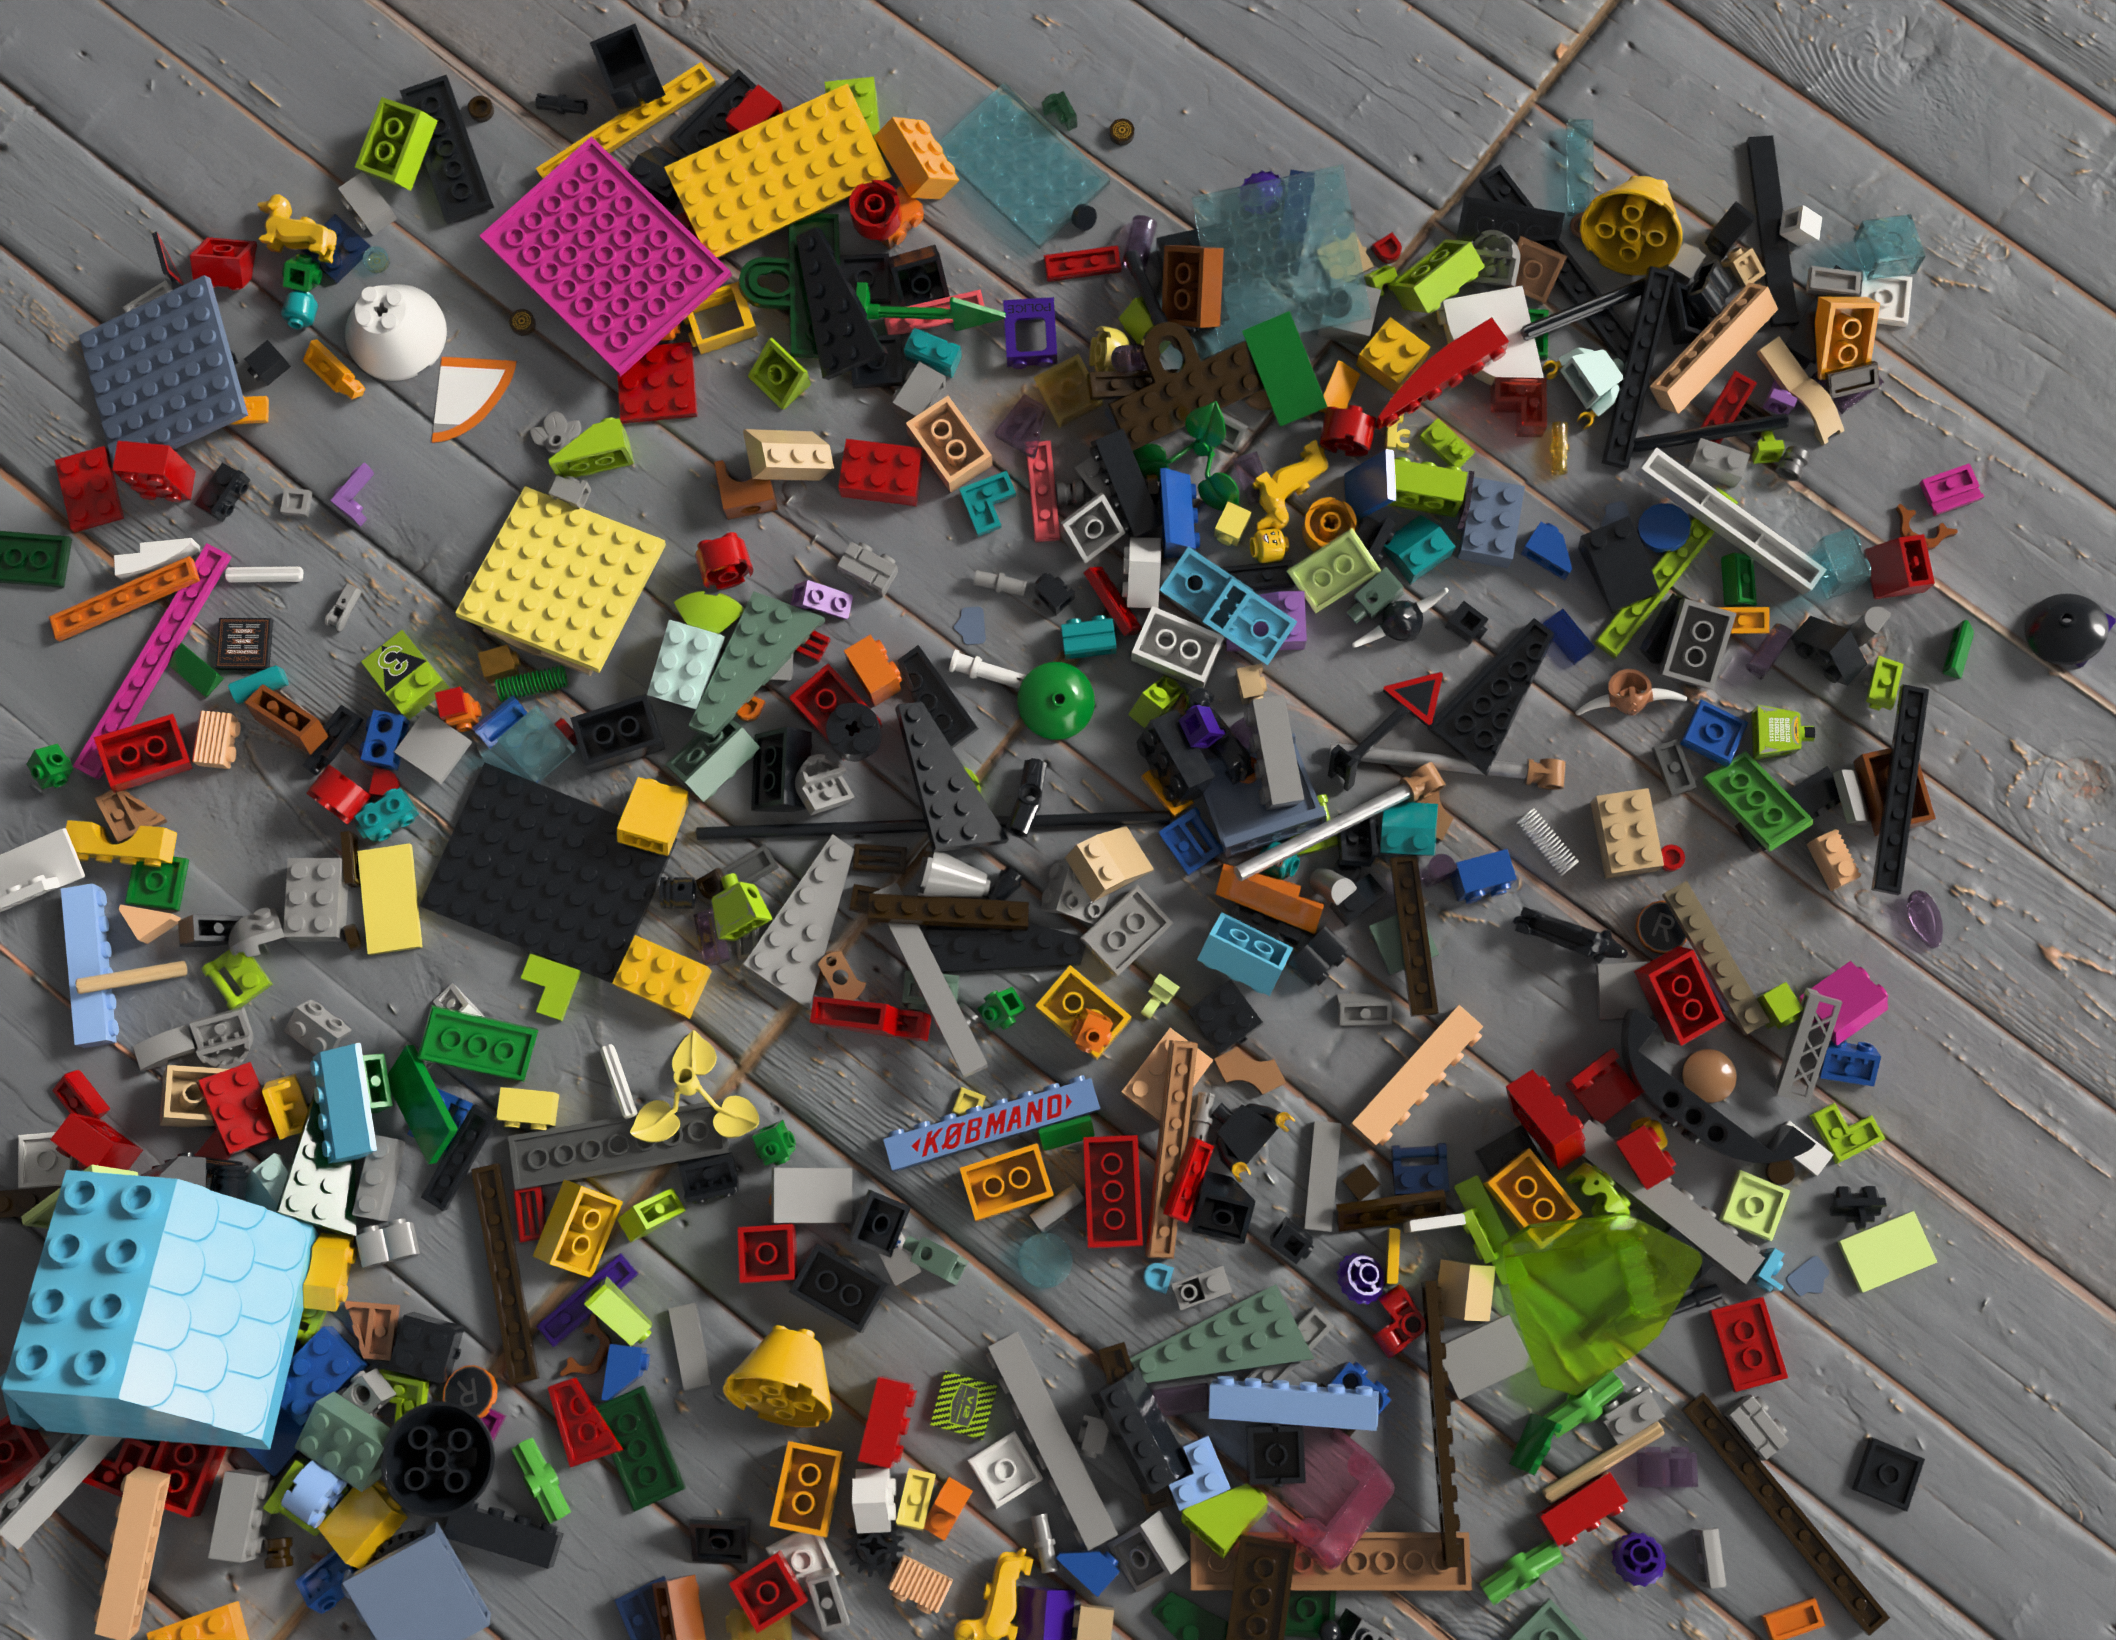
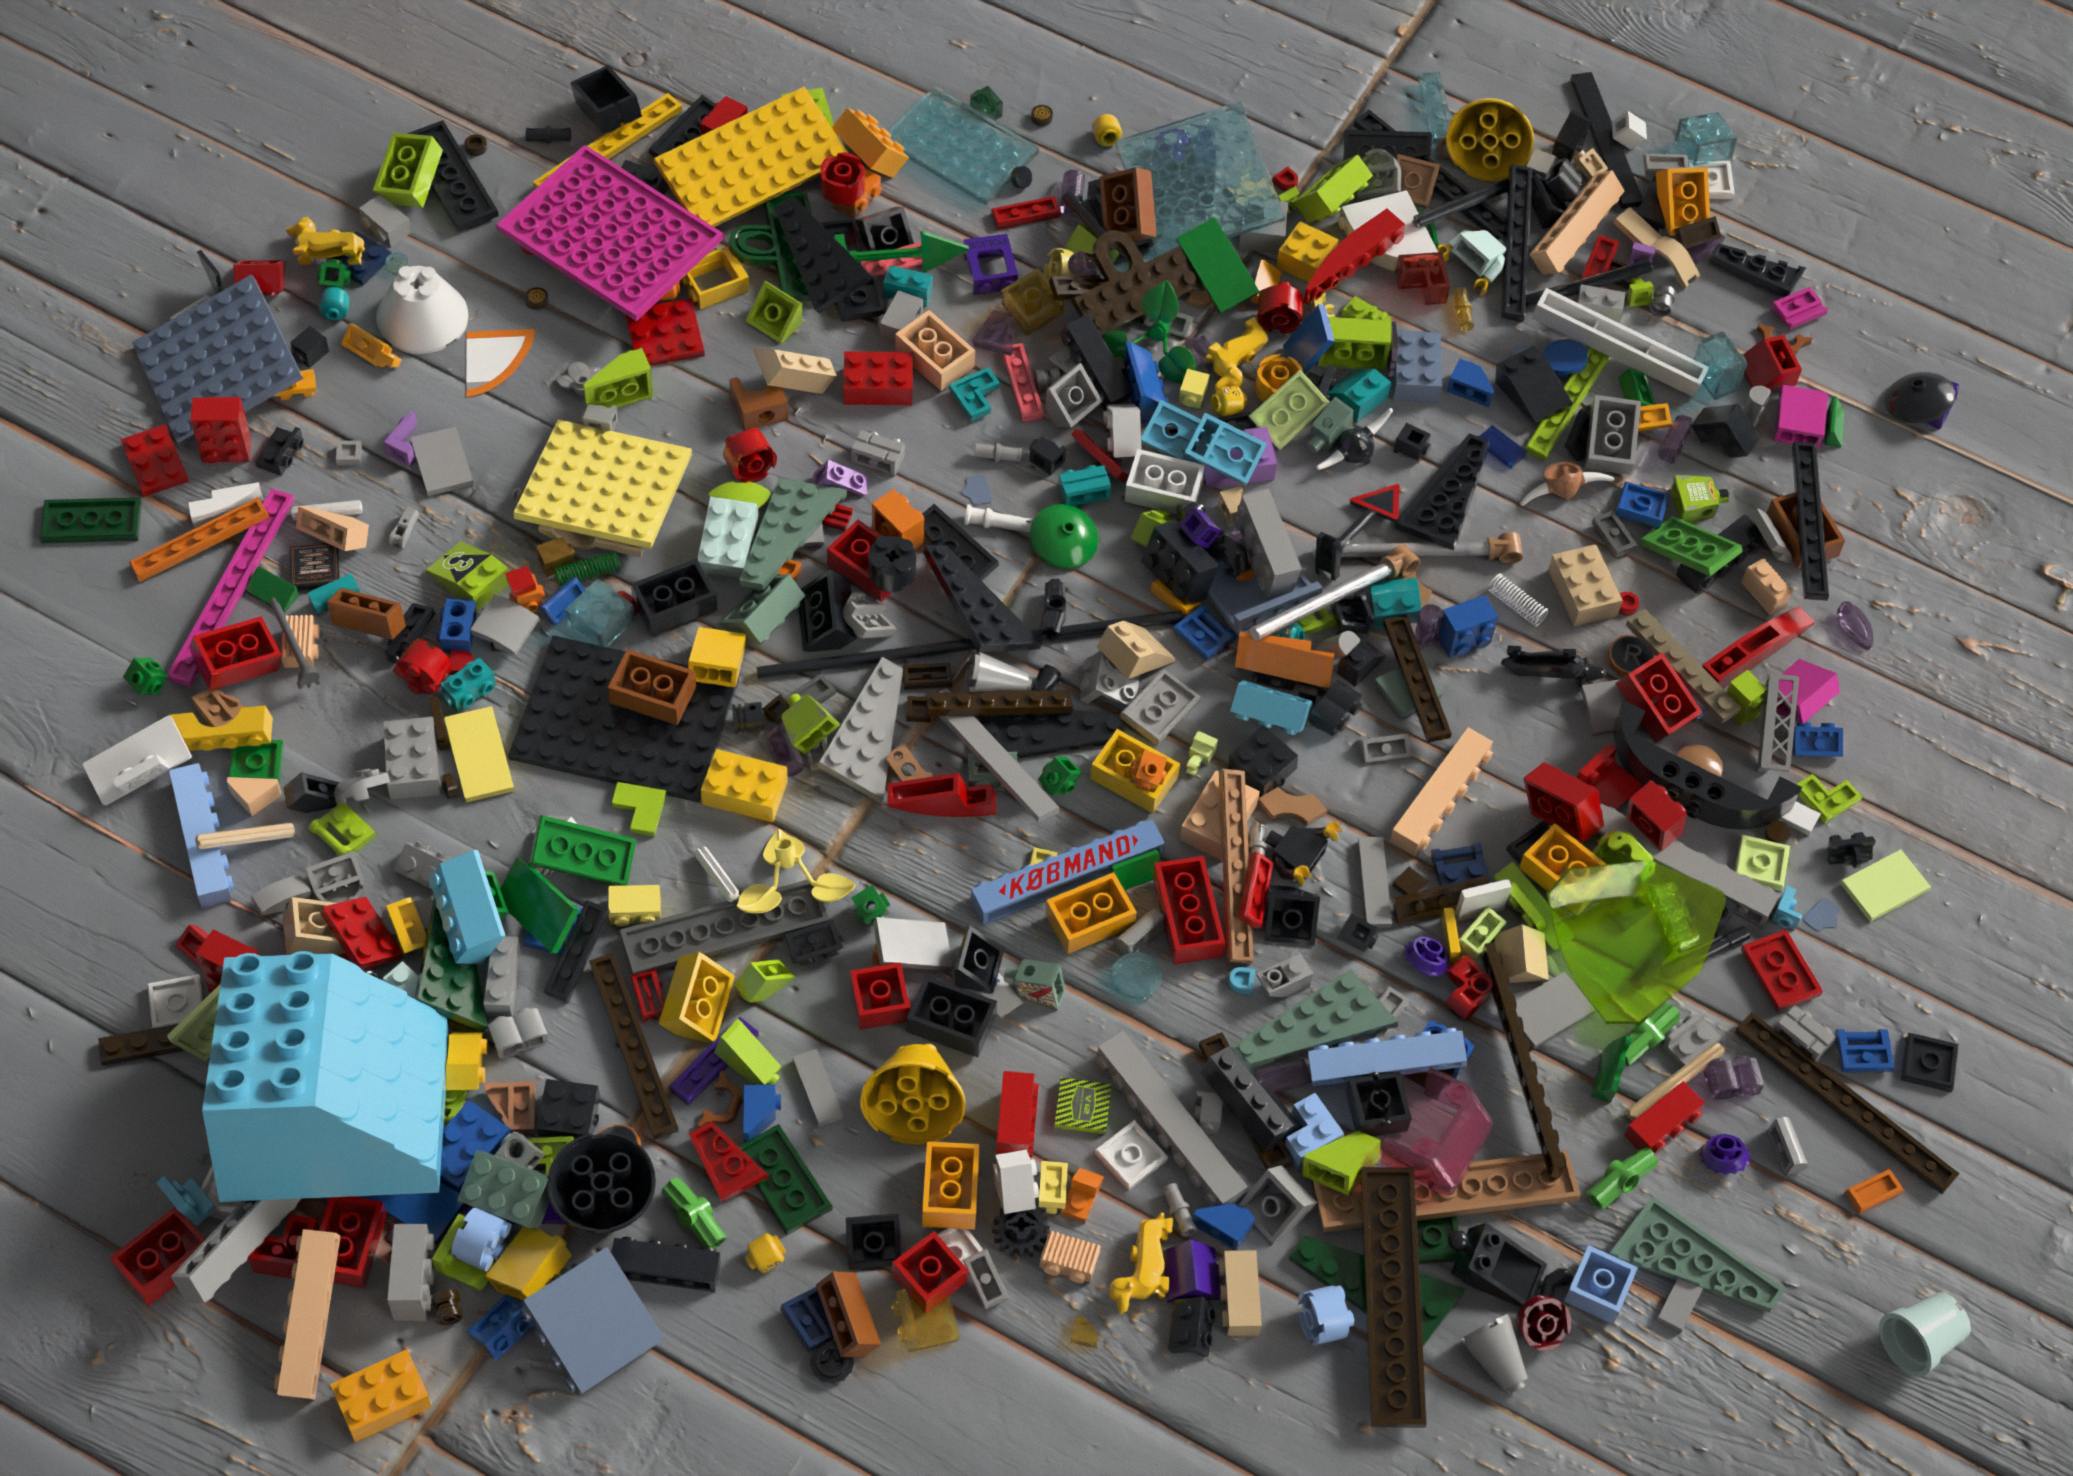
camera: 15 degrees left, 20 degrees down
(215, 789) = (307, 674): none -> dark grey piece
(268, 604) = (332, 528): none -> light nougat slope
(394, 524) = (441, 461): none -> light grey tile
(576, 851) = (652, 687): none -> dark orange brick
(607, 1536) = (765, 1253): none -> yellow head
(1191, 162) = (1106, 130): none -> yellow head
(1426, 1257) = (1481, 932): none -> yellowish green brick
(1807, 936) = (1757, 646): none -> red slope
(1818, 1462) = (1864, 1057): none -> blue plate
(1884, 683) = (1777, 453): lime plate -> none
(1922, 636) = (1800, 415): none -> dark pink brick
(1925, 438) = (1765, 273): none -> black wing

